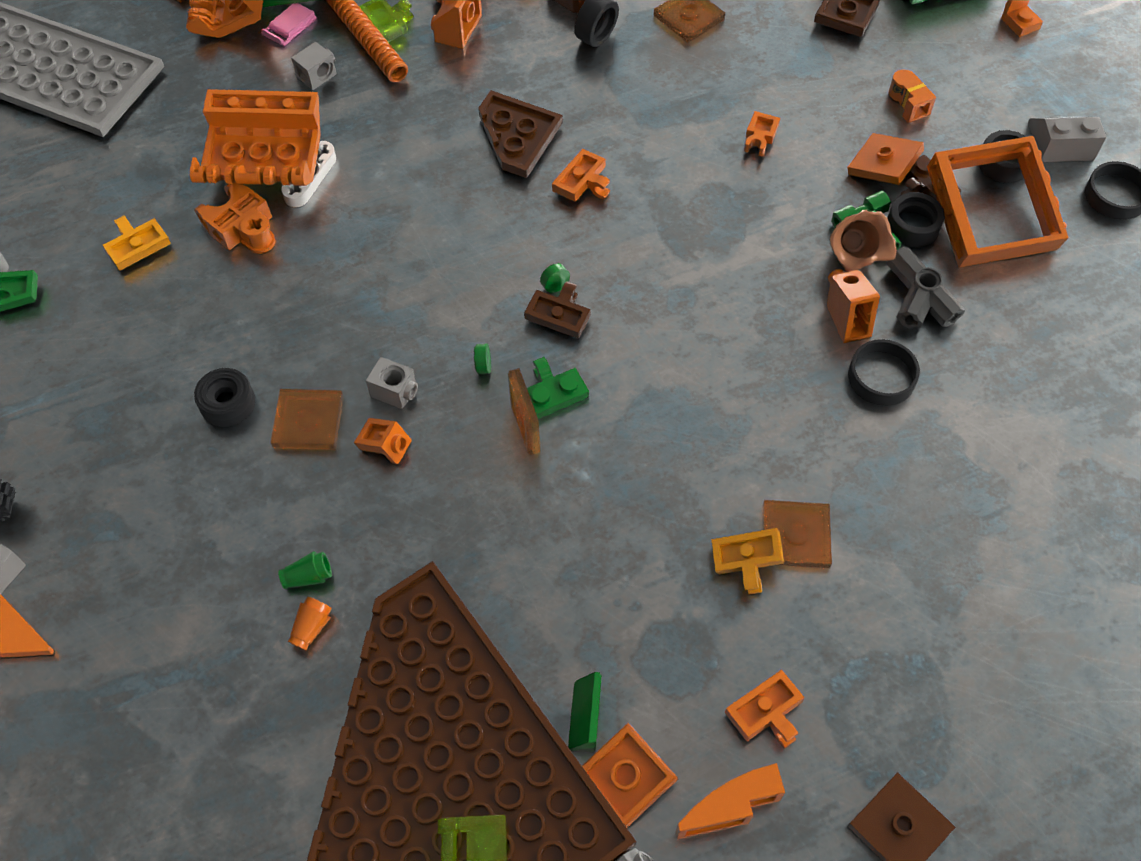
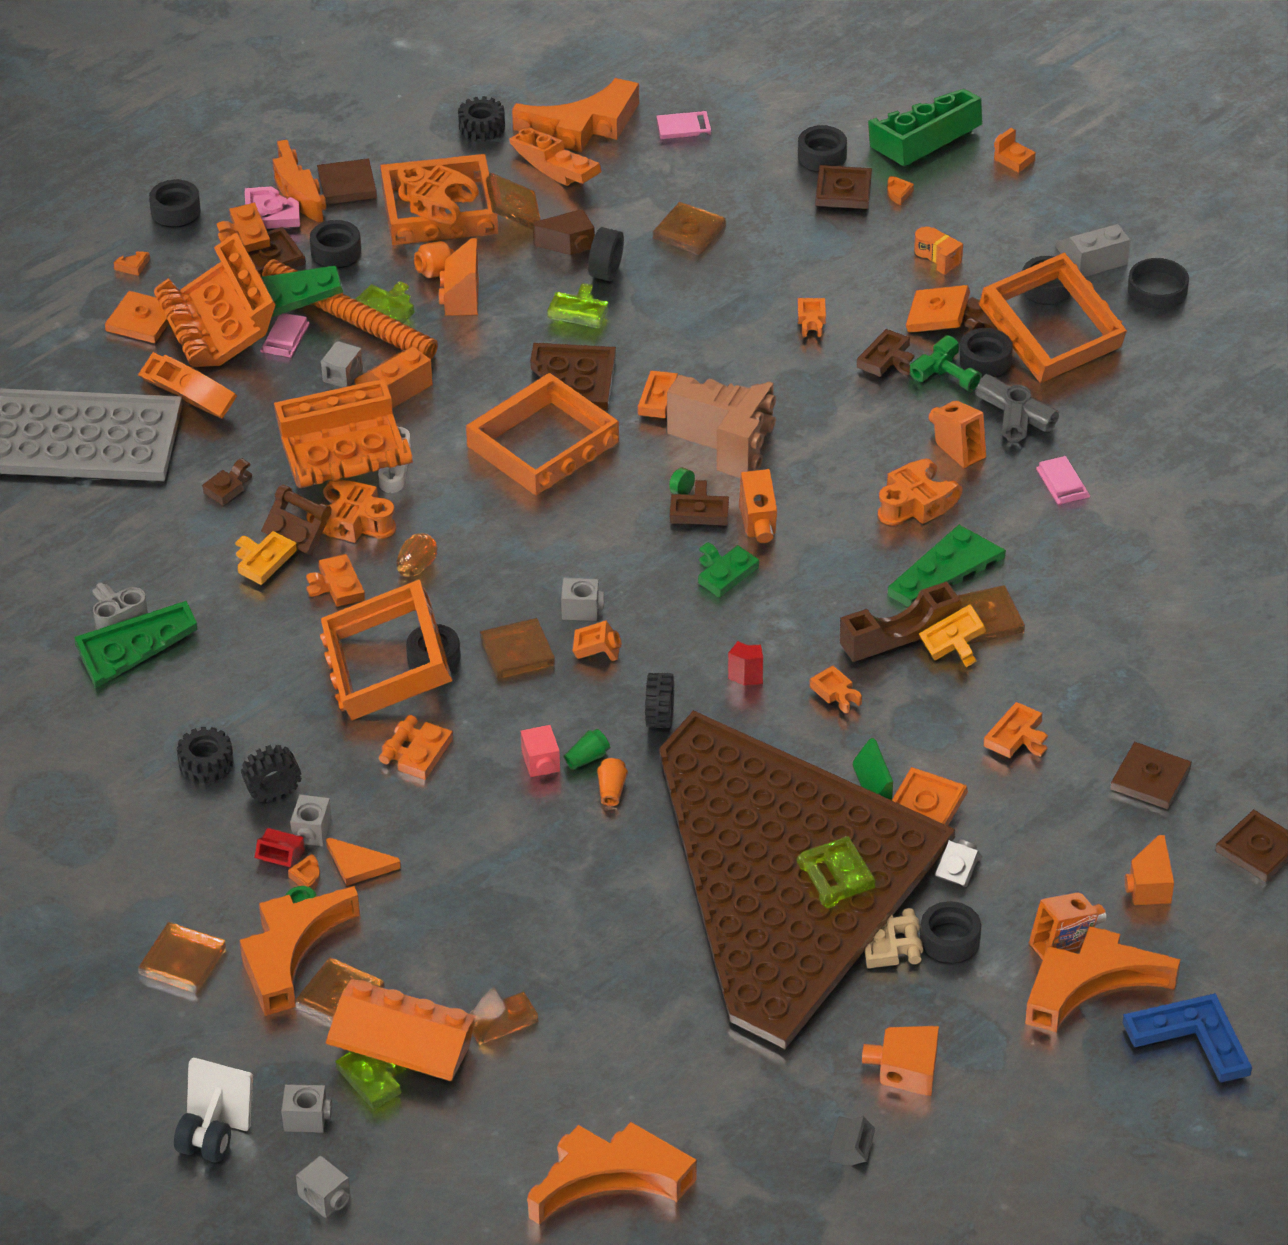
camera: 20 degrees left, 15 degrees down
(151, 157) = (226, 485): none -> reddish brown plate
(154, 513) = (423, 752): none -> orange plate
(171, 50) = (188, 383): none -> orange slope
(173, 218) = (293, 527): none -> reddish brown plate
(187, 290) = (338, 579): none -> orange plate
(207, 400) = (373, 613): none -> orange window
(257, 558) = (540, 751): none -> coral brick
(266, 284) = (416, 554): none -> clear orange animal
(355, 93) = (404, 374): none -> orange slope
(400, 539) = (659, 700): none -> black tyre
(446, 153) = (526, 403): none -> orange window
(482, 358) = (651, 560): green tile -> none
(514, 519) = (745, 664): none -> red piece
(524, 411) = (715, 583): clear orange tile -> none
(551, 68) = (578, 309): none -> clear neon green plate
(595, 577) = (833, 686): none -> orange plate
(611, 331) = (758, 516): none -> orange torso
(626, 222) = (724, 419): none -> nougat brick
(659, 524) = (868, 635): none -> reddish brown arch
(732, 802) = (1017, 793): orange slope -> none
(778, 363) = (915, 495): none -> orange piece
(784, 453) = (947, 561): none -> green wing
(815, 191) = (885, 351): none -> reddish brown plate
(863, 240) = (948, 376): nougat piece -> none
(895, 349) = (1008, 499): black tyre -> none
(898, 26) = (899, 189): none -> orange tile
(940, 389) = (1062, 480): none -> bright pink piece

